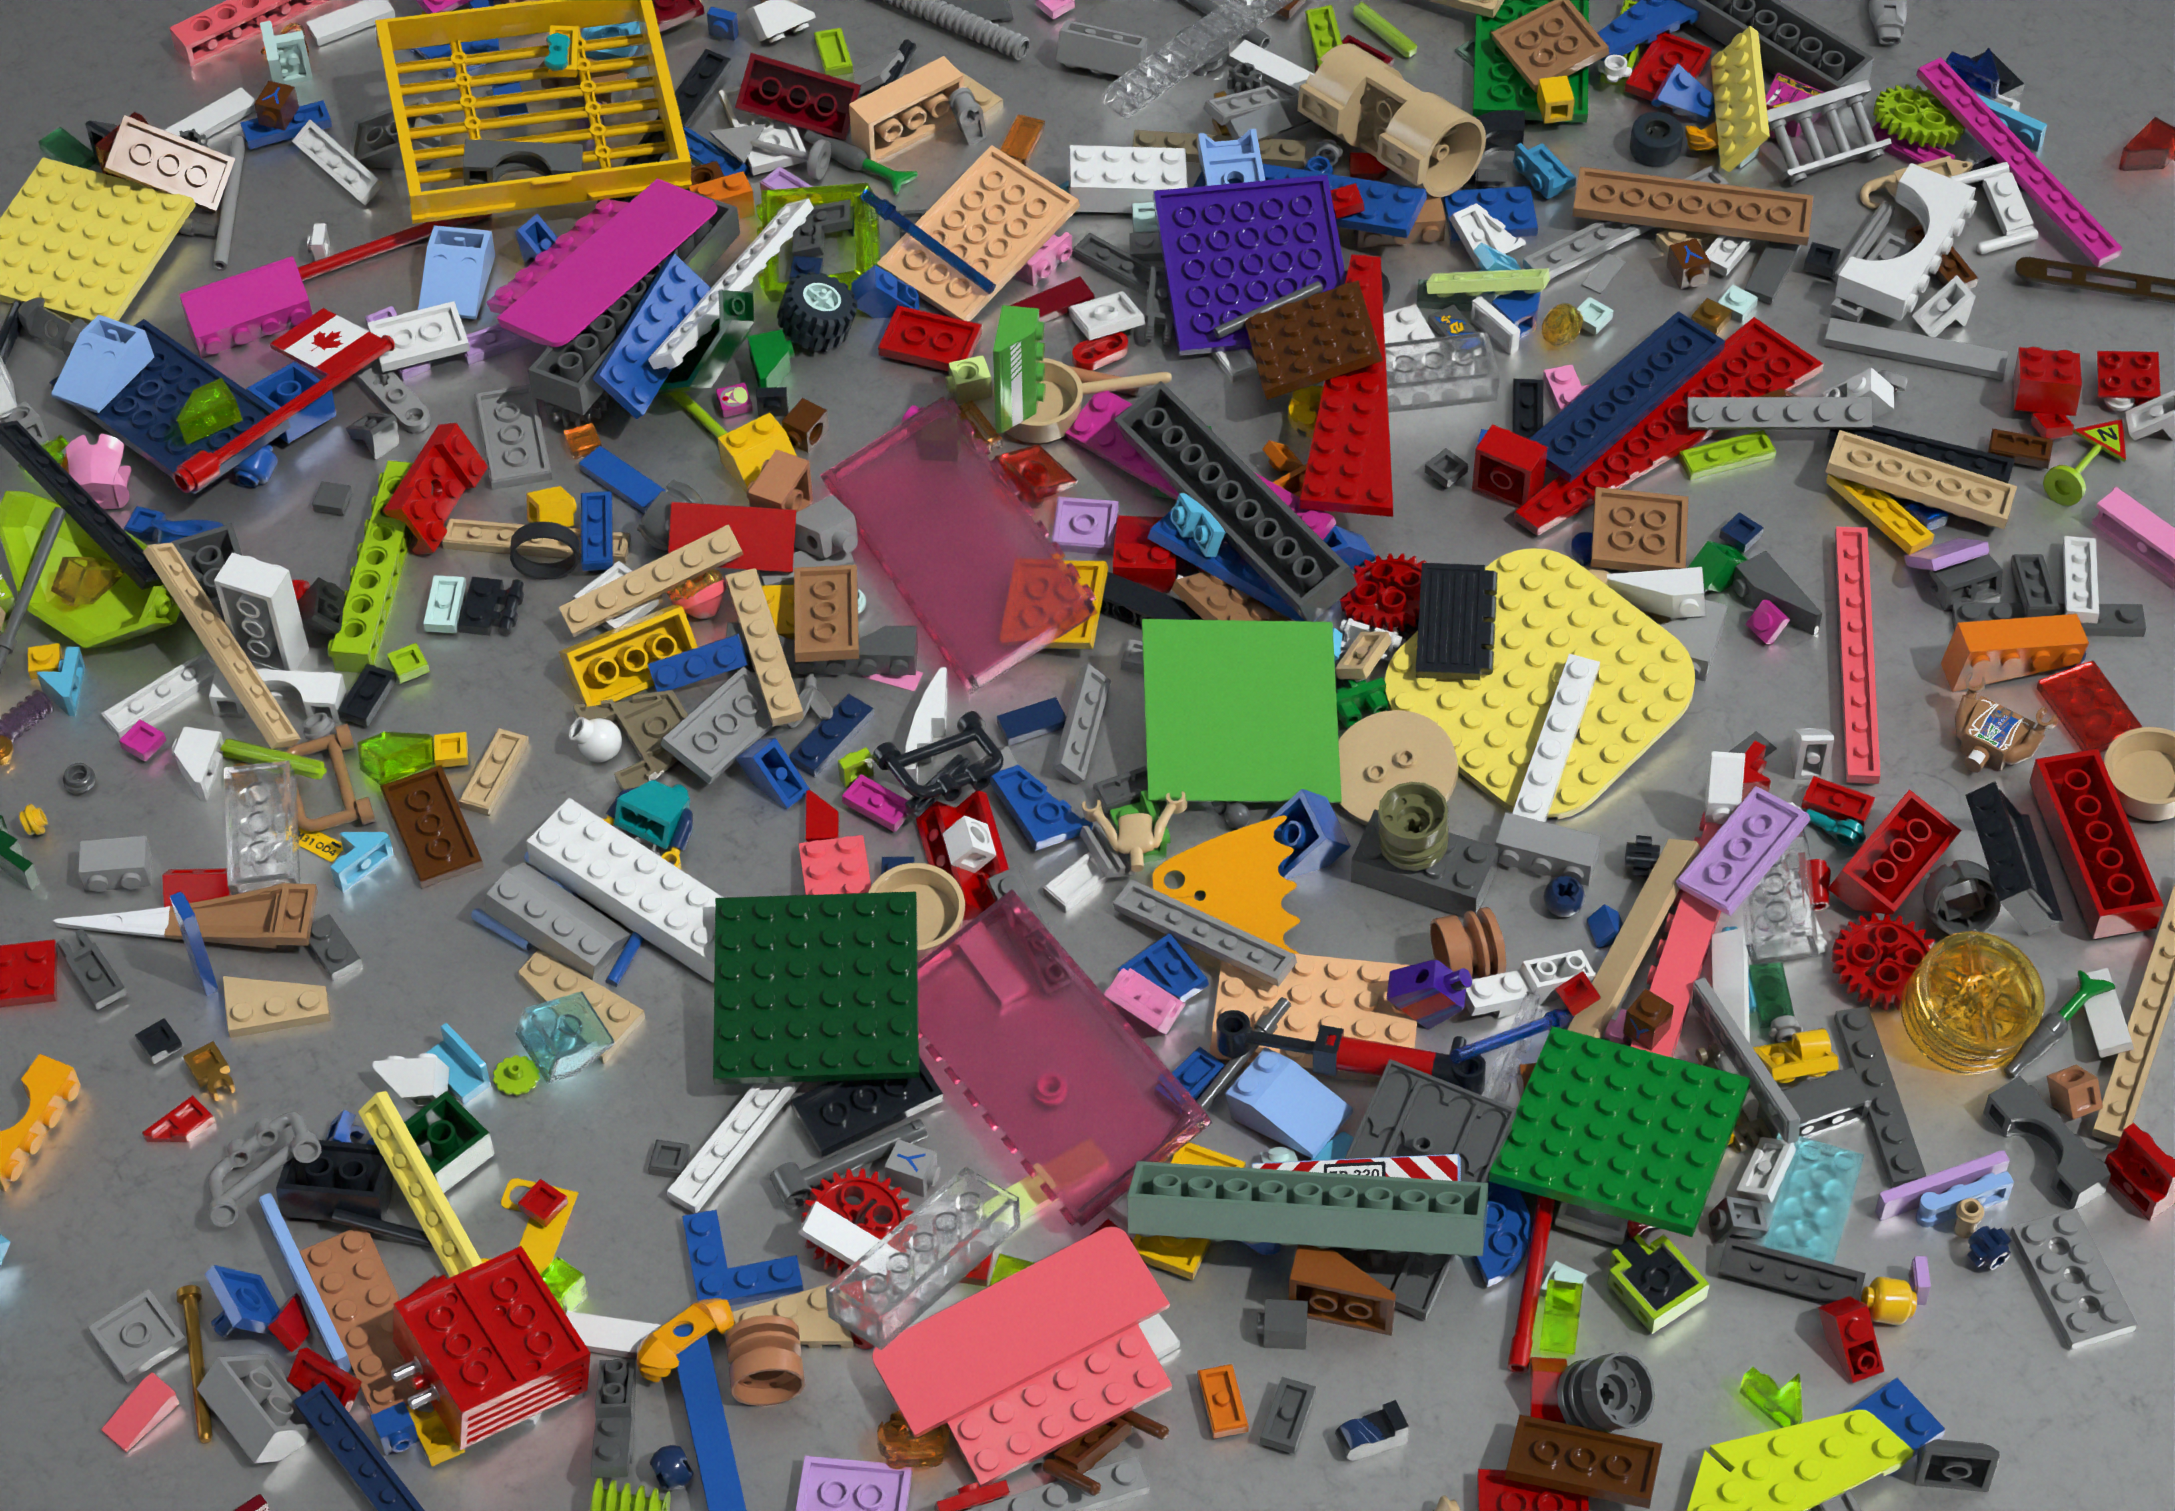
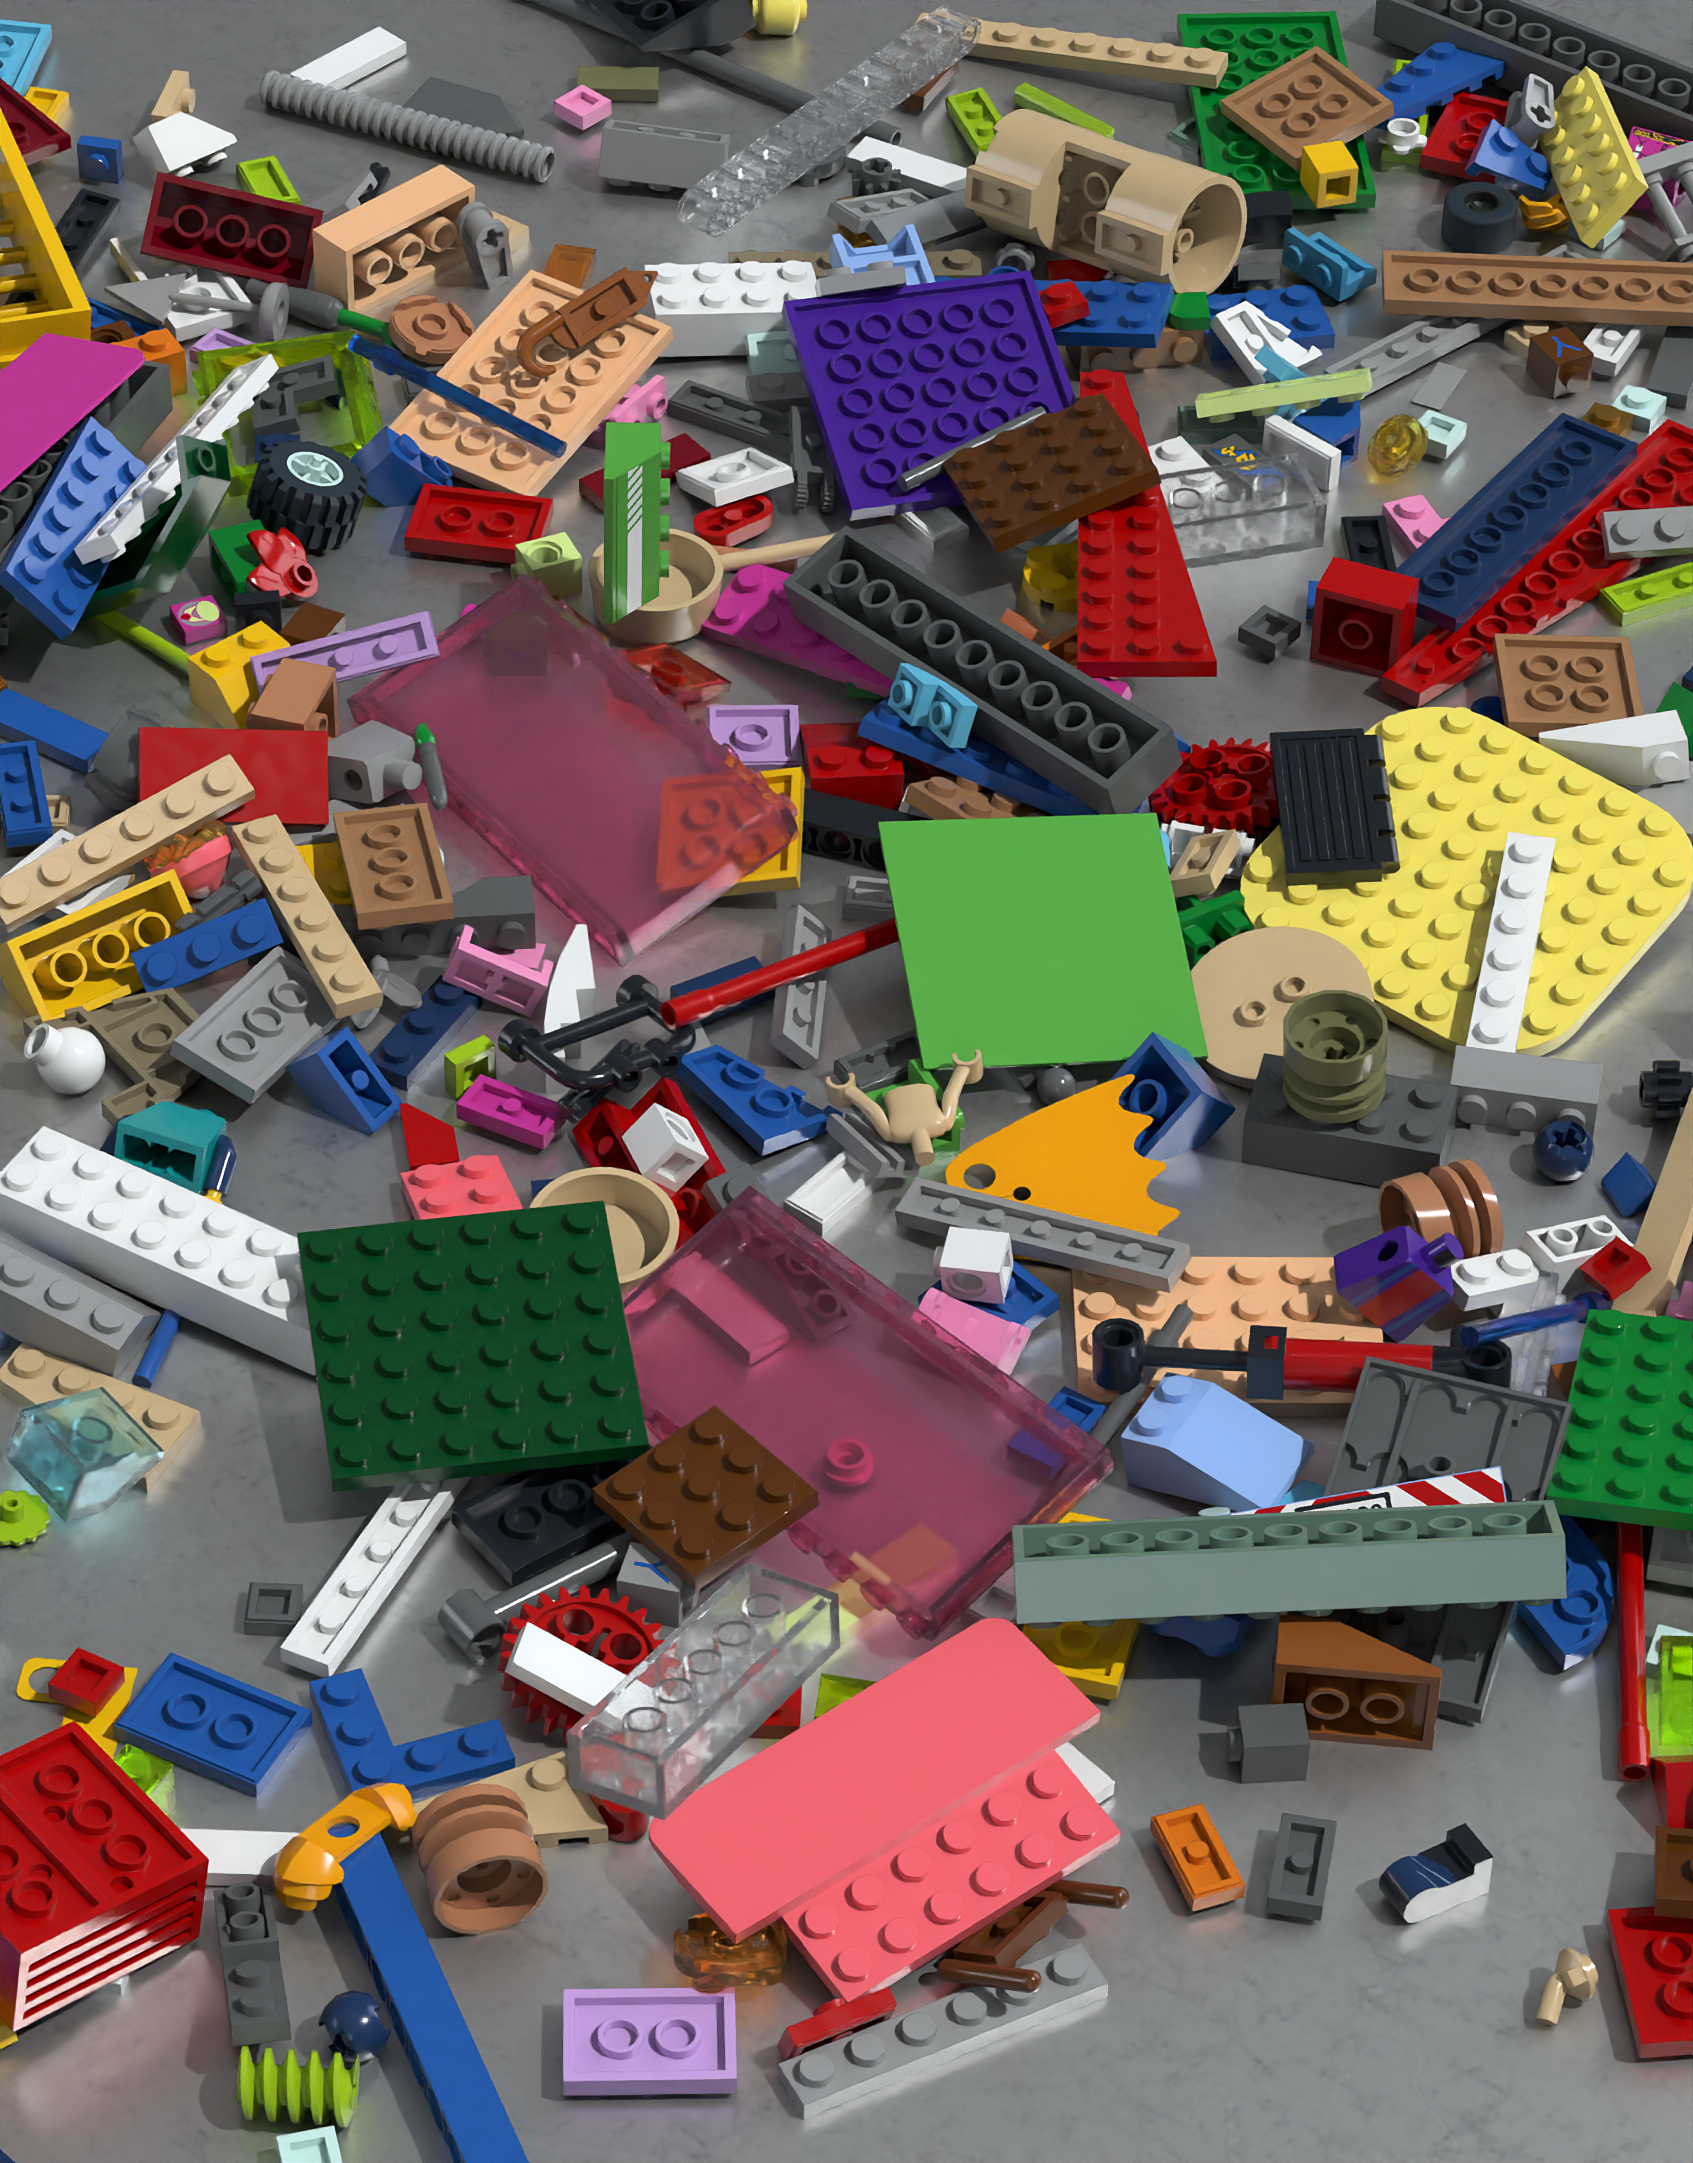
camera: 10 degrees left, 10 degrees down
(618, 1239) = (213, 1724): none -> blue tile
(711, 631) = (222, 901): none -> dark grey axle
(791, 363) = (282, 565): none -> plate
(827, 445) = (360, 650): none -> lavender tile
(864, 540) = (431, 766): none -> dark grey piece
(883, 699) = (495, 975): none -> bright pink hinge
(922, 178) = (429, 328): none -> nougat tile
(949, 1113) = (705, 1497): none -> reddish brown plate
(1011, 738) = (703, 1002): none -> red piece
(1021, 188) = (587, 316): none -> dark orange plate
(1155, 953) = (975, 1265): none -> white brick
(1220, 176) = (842, 281): none -> light grey plate
(1436, 208) = (1189, 311): none -> green tile
(1707, 56) = (1532, 111): none -> light grey piece

